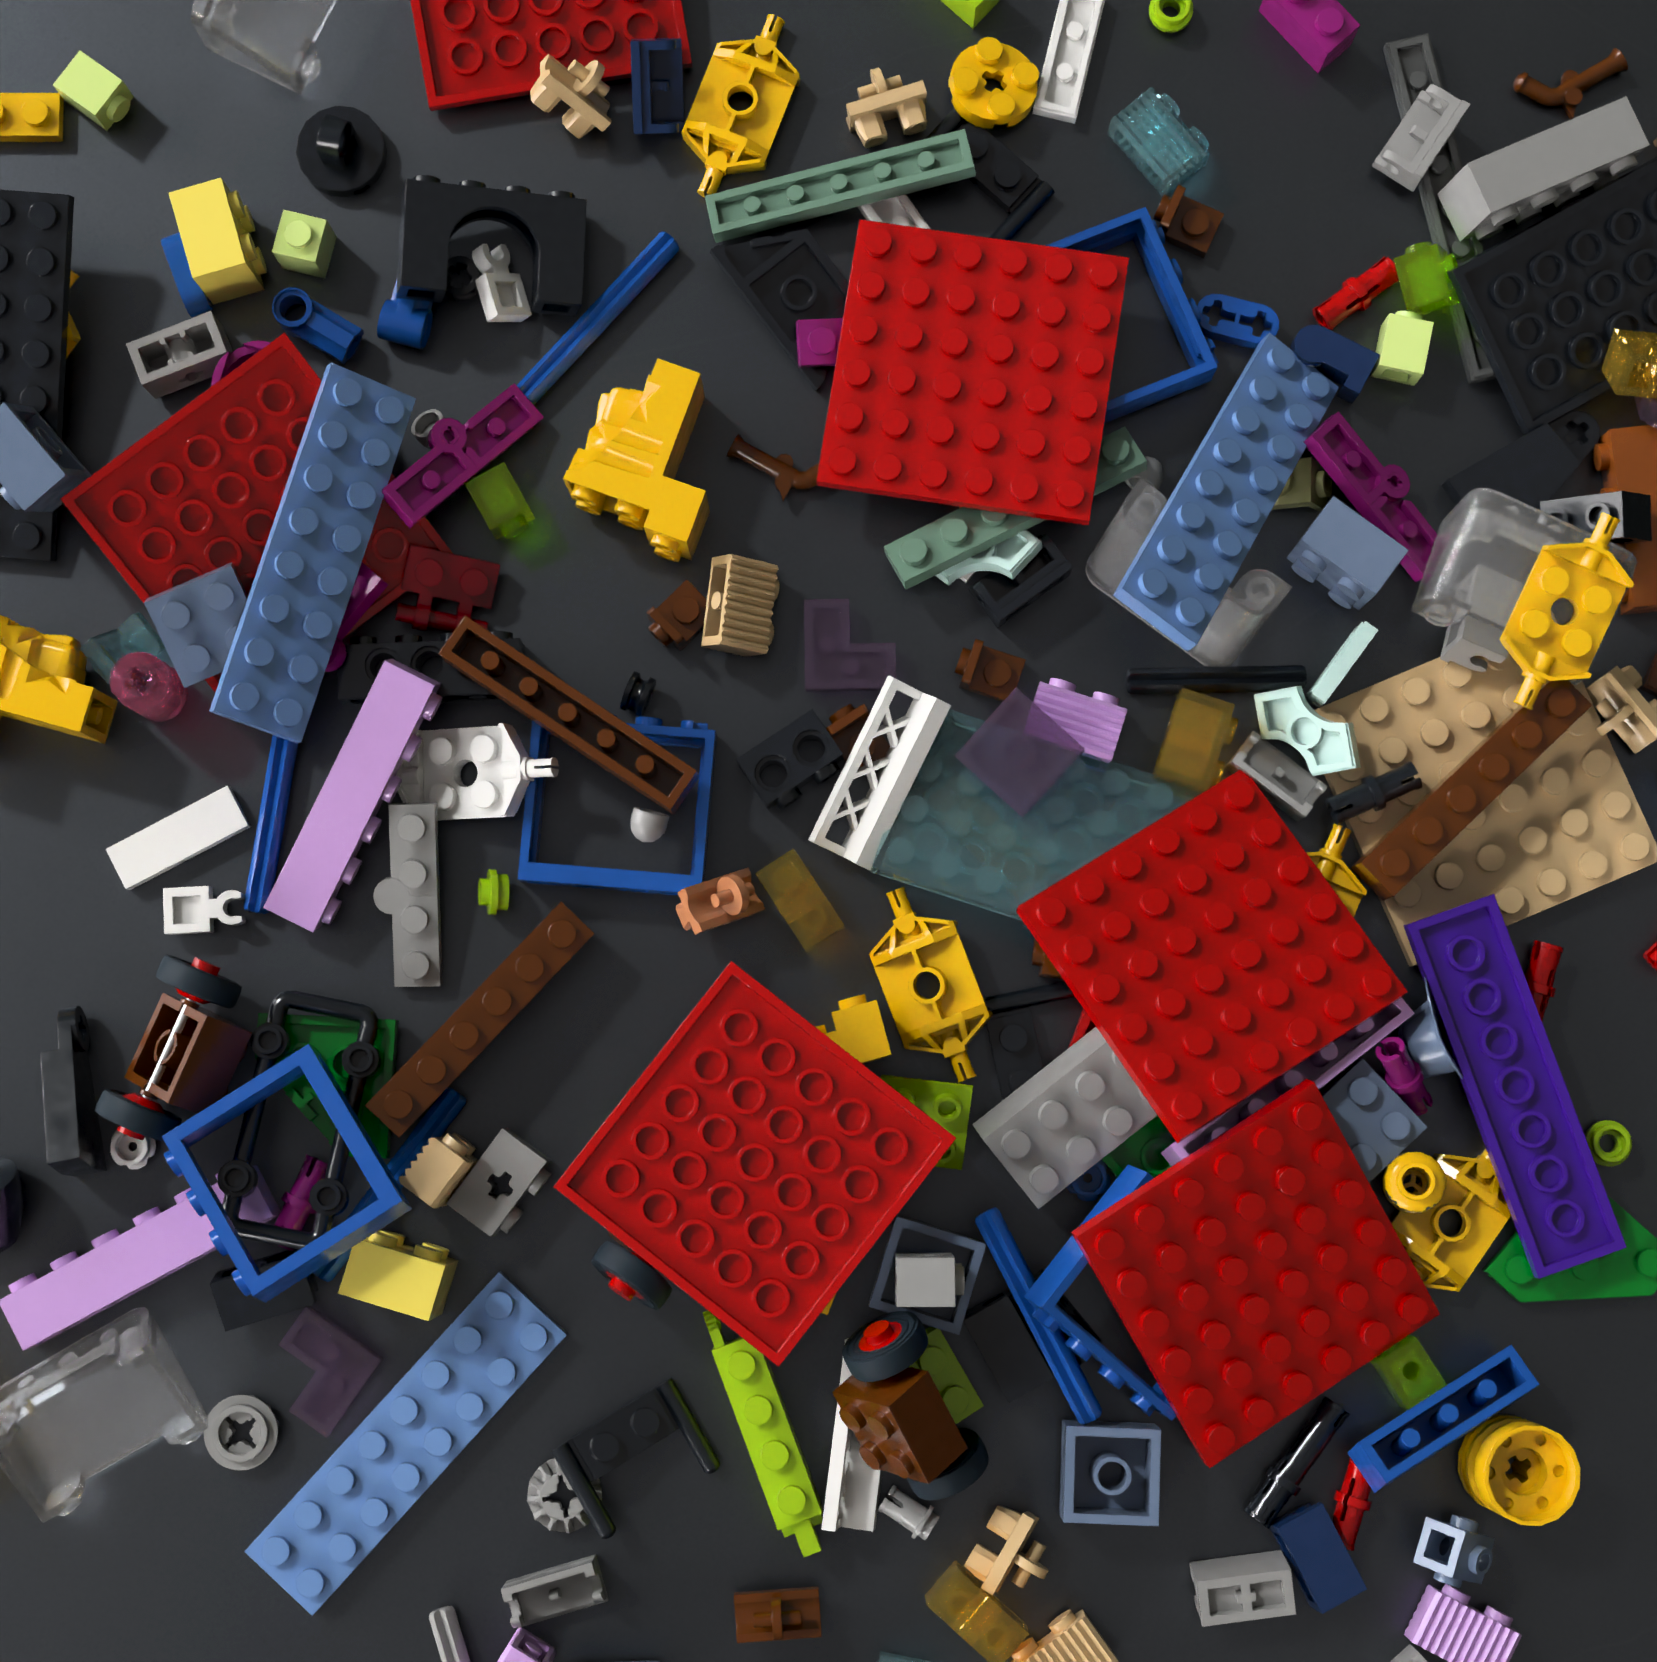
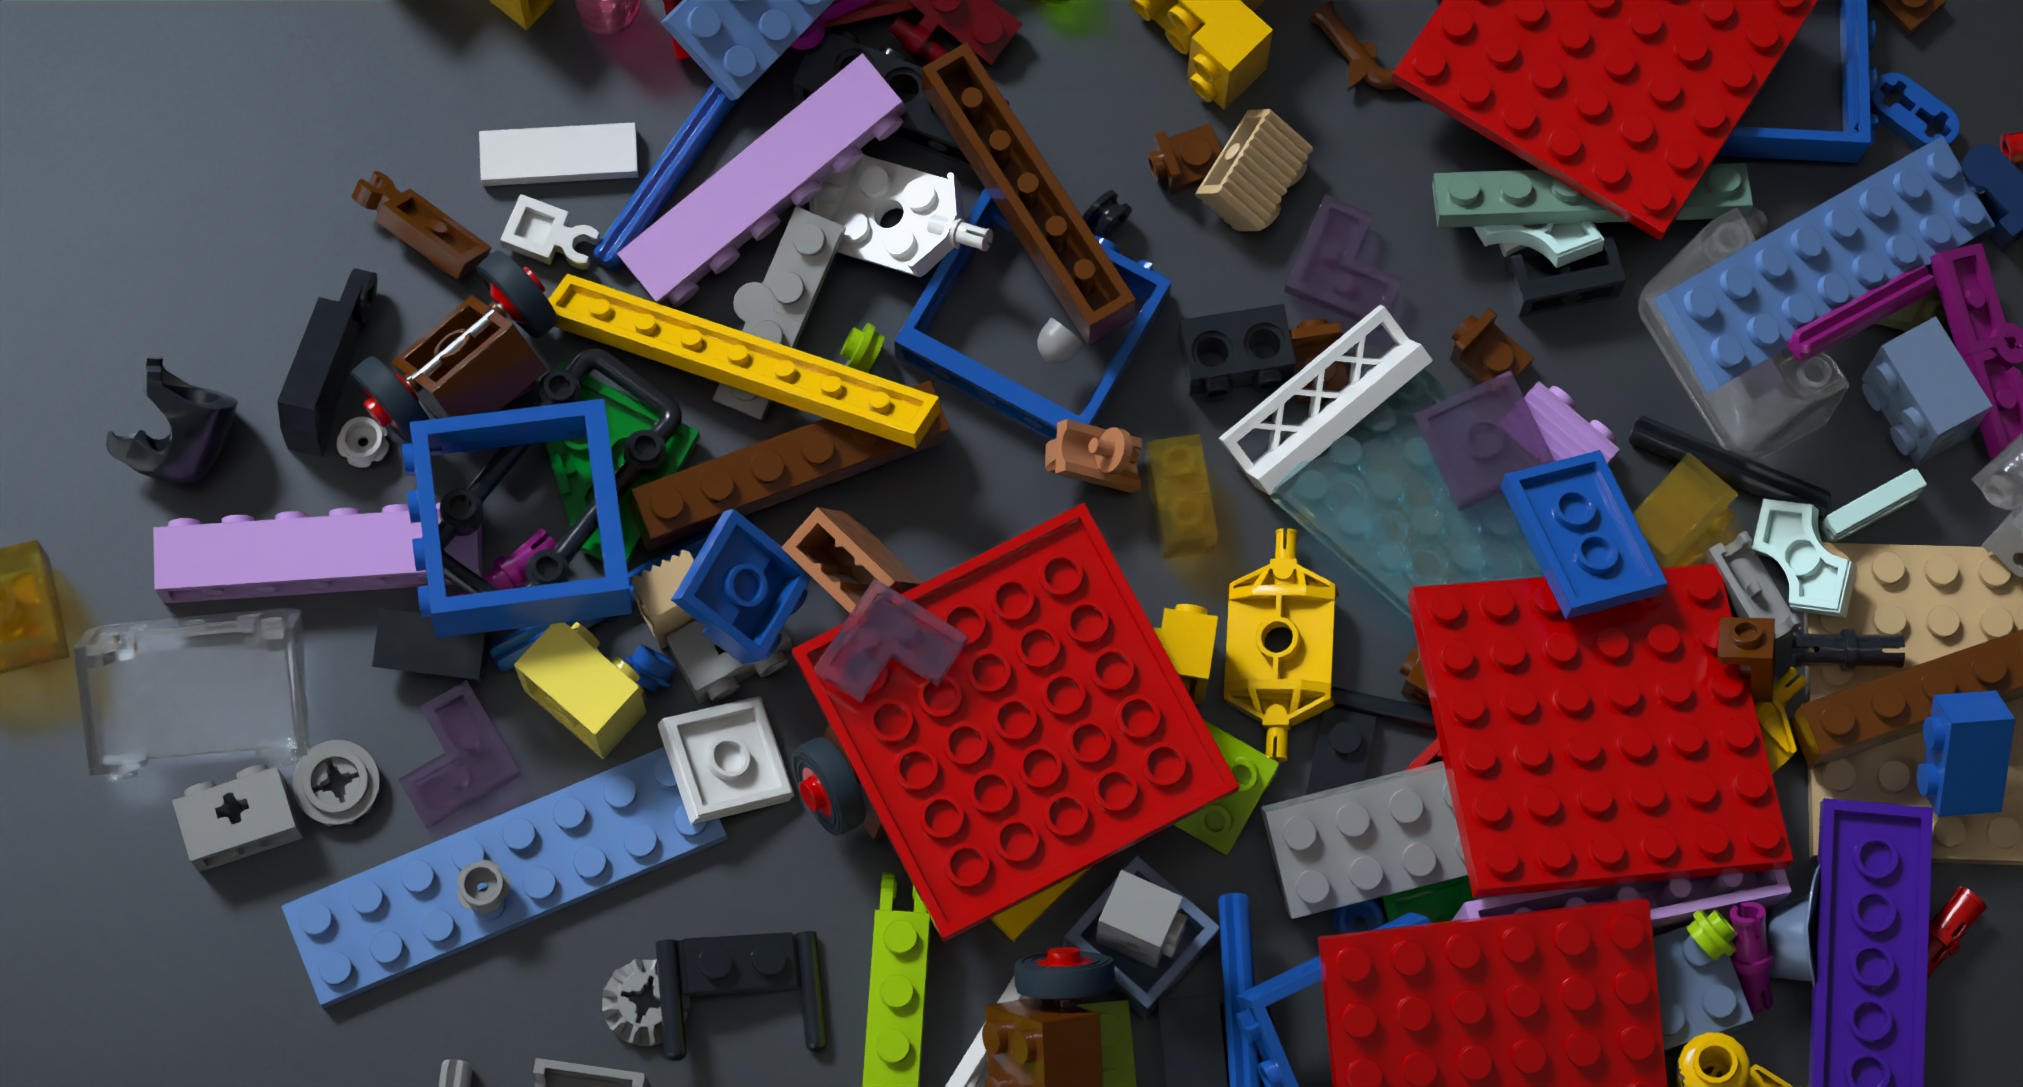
camera: 20 degrees right, 10 degrees down
(96, 949) = (422, 226): none -> reddish brown plate
(153, 1516) = (265, 821): none -> light grey brick
(393, 1482) = (472, 876): none -> light grey plate
(404, 954) = (744, 361): none -> yellow plate
(445, 1228) = (651, 667): none -> blue plate
(491, 1148) = (742, 589): none -> blue plate
(538, 1276) = (725, 760): none -> white tile
(568, 1082) = (846, 557): none -> nougat brick
(620, 1140) = (886, 628): none -> clear purple plate
(1132, 800) = (1583, 534): none -> blue plate
(1273, 520) = (1860, 313): none -> magenta axle
(1300, 831) = (1752, 646): none -> reddish brown bracket
(1370, 1079) = (1713, 933): none -> lime plate
(1505, 843) = (1966, 753): none -> blue brick

